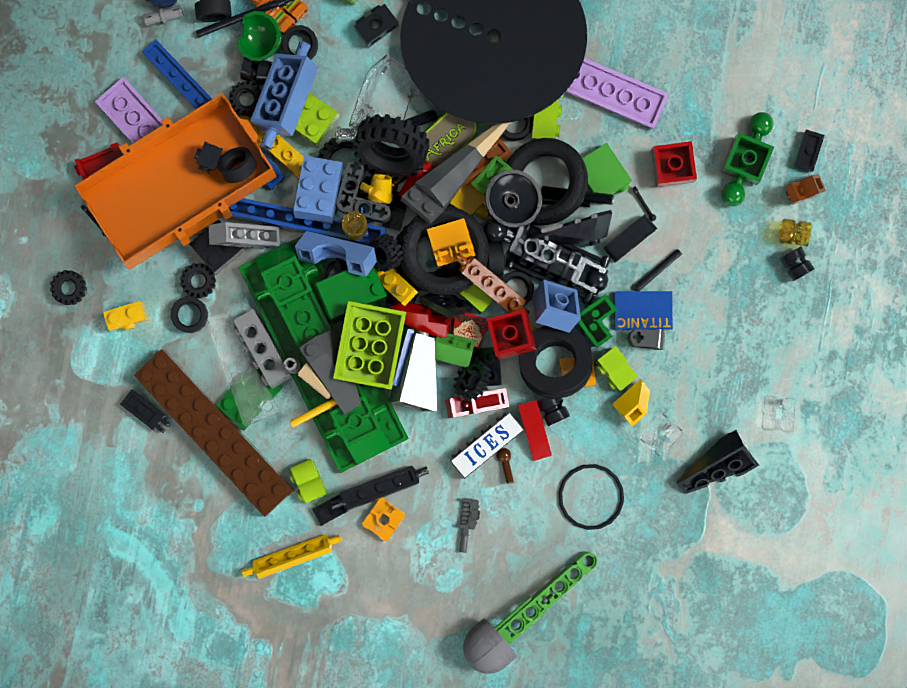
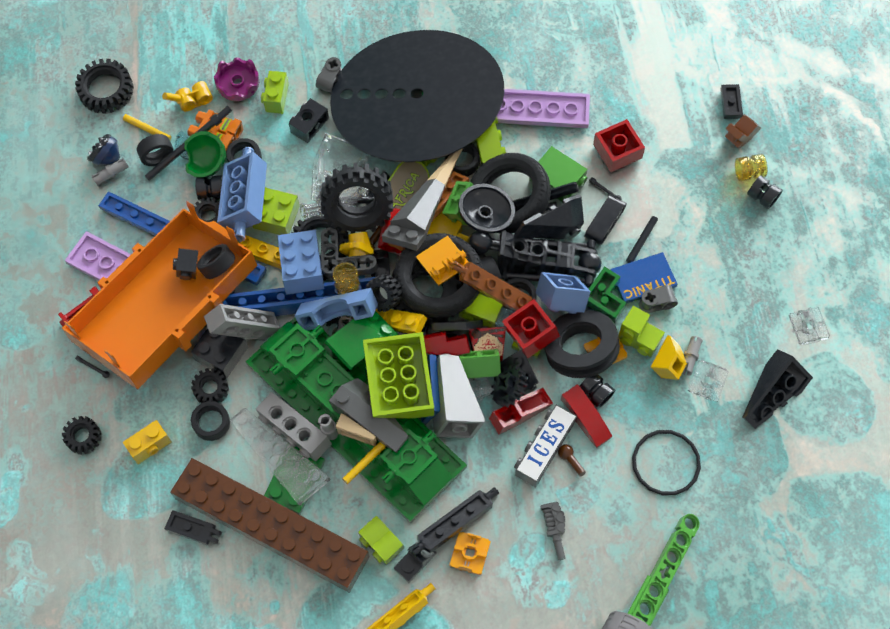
camera: 20 degrees left, 20 degrees down
(656, 404) = (691, 354): none -> light grey pin
(759, 154) = (681, 122): green brick -> none

